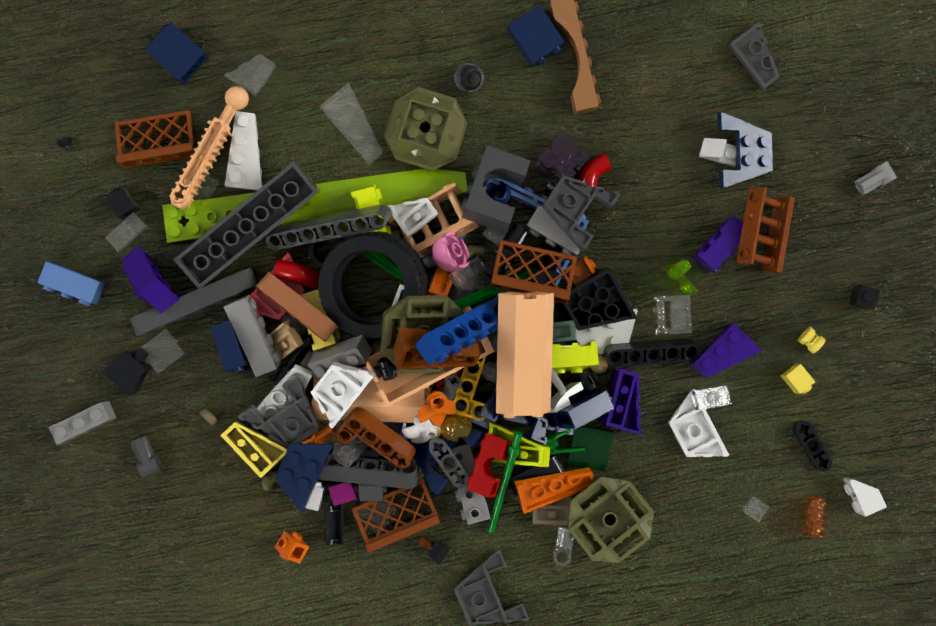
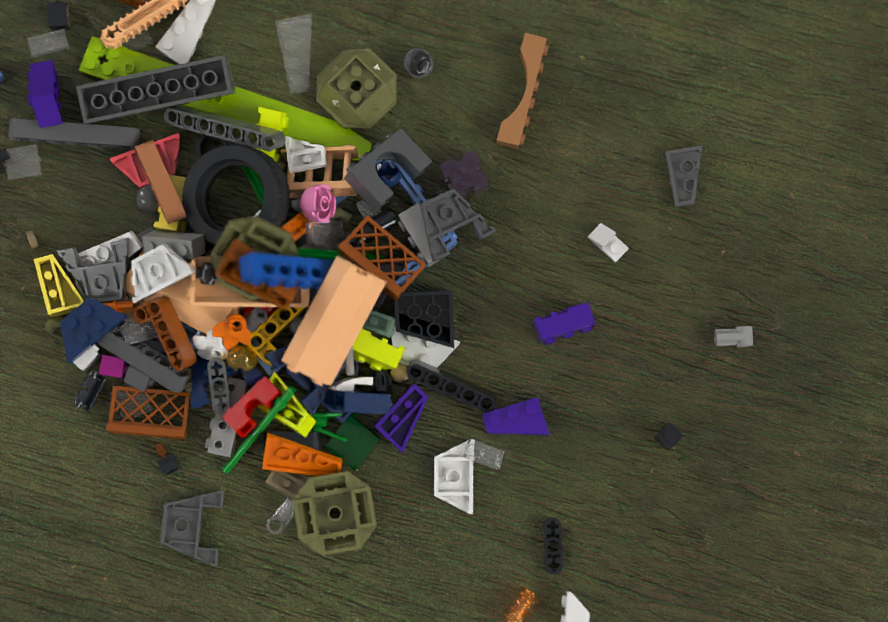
camera: 25 degrees right, 5 degrees down
(229, 348) = (84, 188): dark blue brick -> none
(253, 335) = (109, 188): light grey brick -> none
(285, 339) = (134, 207): tan plate -> none
(291, 547) = (42, 390): orange brick -> none
(295, 358) = (120, 231): black pin -> none
(297, 273) = (175, 153): red cylinder -> none
(536, 36) = (497, 57): dark blue brick -> none
(583, 269) = (428, 282): orange bracket -> none
(594, 169) = (486, 199): red cylinder -> none
(677, 272) = (510, 326): clear neon green hinge -> none
(679, 314) = (495, 366): clear plate -> none
(752, 150) = (636, 254): wing -> none
(755, 508) = (471, 574): clear plate -> none
(778, 231) = (620, 341): dark orange fence -> none
(798, 379) = (570, 479): light yellow brick -> none
(811, 340) = (603, 454): light yellow wheel -> none

